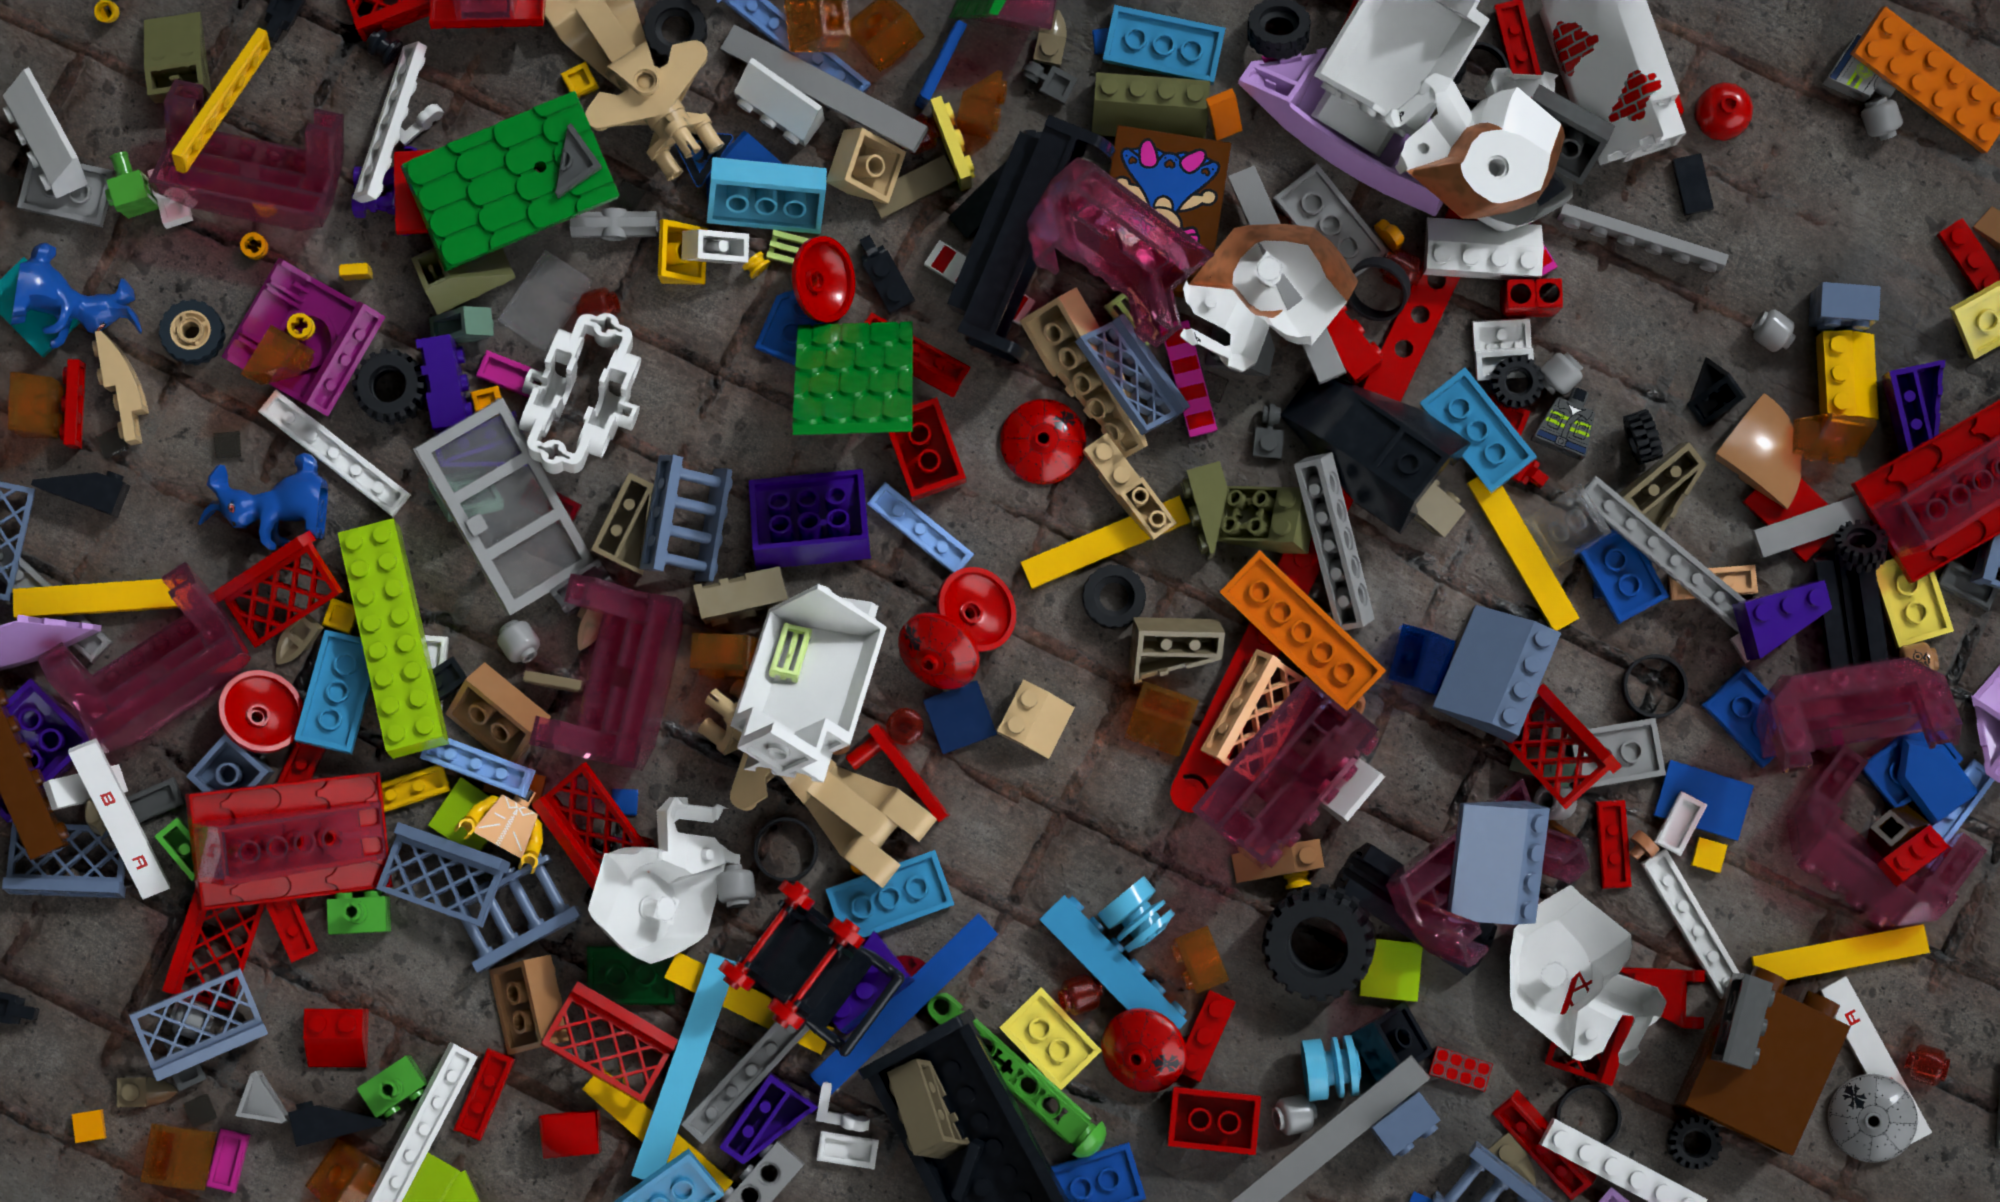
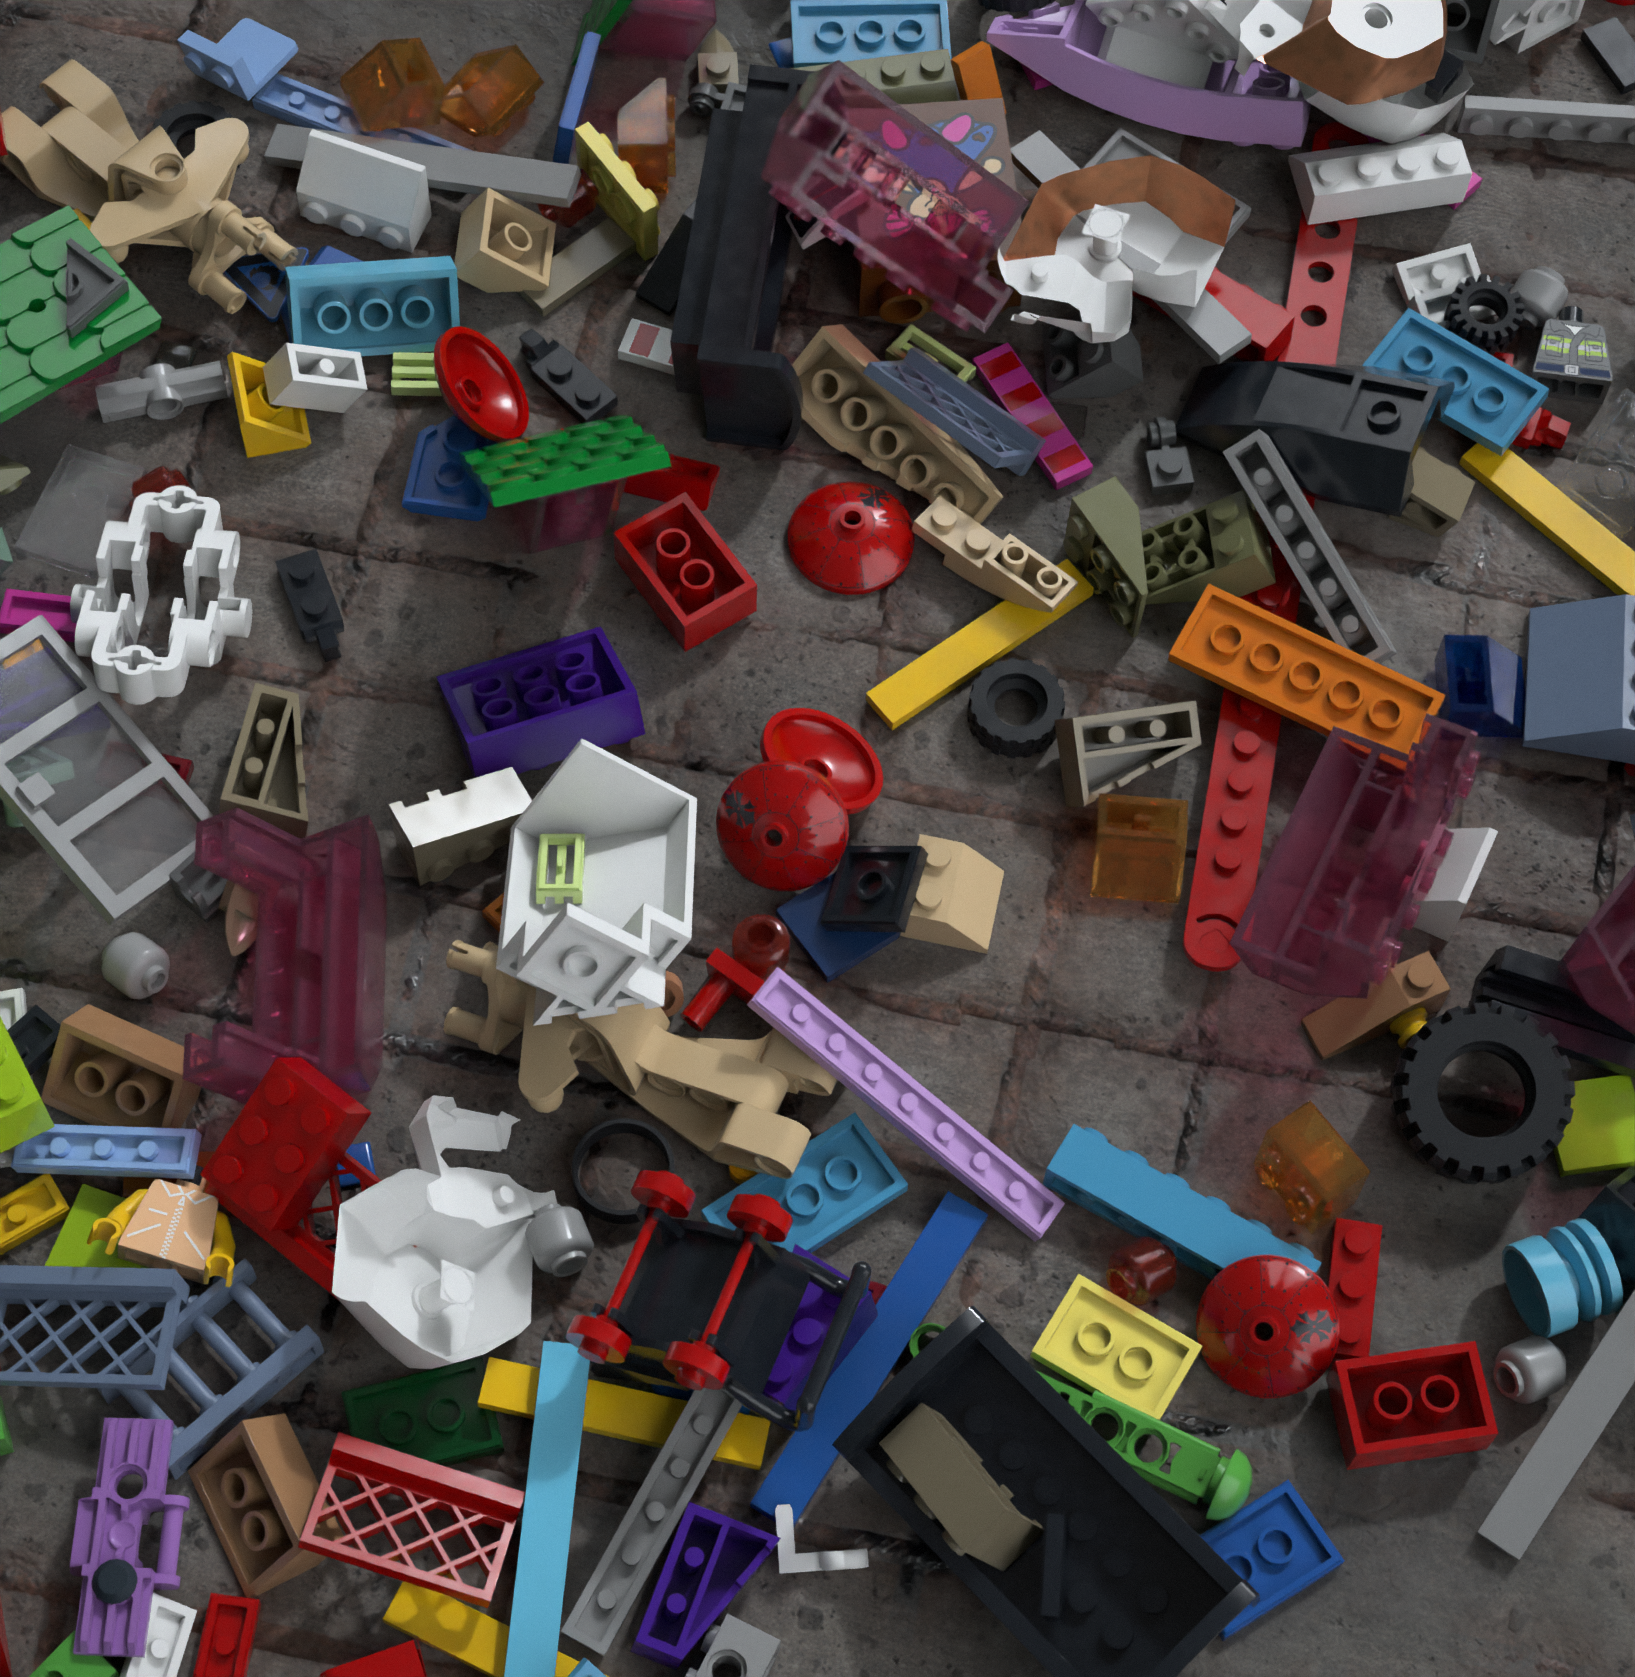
camera: 20 degrees left, 20 degrees down
(434, 1006) = (107, 1539): none -> medium lavender piece
(553, 681) = (202, 1010): dark tan tile -> none
(582, 798) = (285, 1143): none -> red brick
(661, 512) = (321, 744): sand blue fence -> none
(681, 405) = (312, 601): none -> black hinge
(722, 654) = (457, 899): clear orange brick -> none
(756, 265) = (379, 399): yellow bush -> none
(847, 1150) = (843, 1608): white tile -> none
(920, 528) = (703, 683): light blue tile -> none
(963, 859) = (906, 1104): none -> lavender tile
(985, 708) = (874, 889): none -> black tile
(1136, 915) = (1192, 1125): medium azure wheel -> none
(1243, 705) = (1253, 794): light nougat fence -> none
(1389, 234) = (1247, 185): light orange tile -> none
(1398, 272) = (1262, 285): black tyre -> none
(1408, 262) = (1277, 220): clear red head -> none
(1515, 310) = (1444, 229): red piece -> none

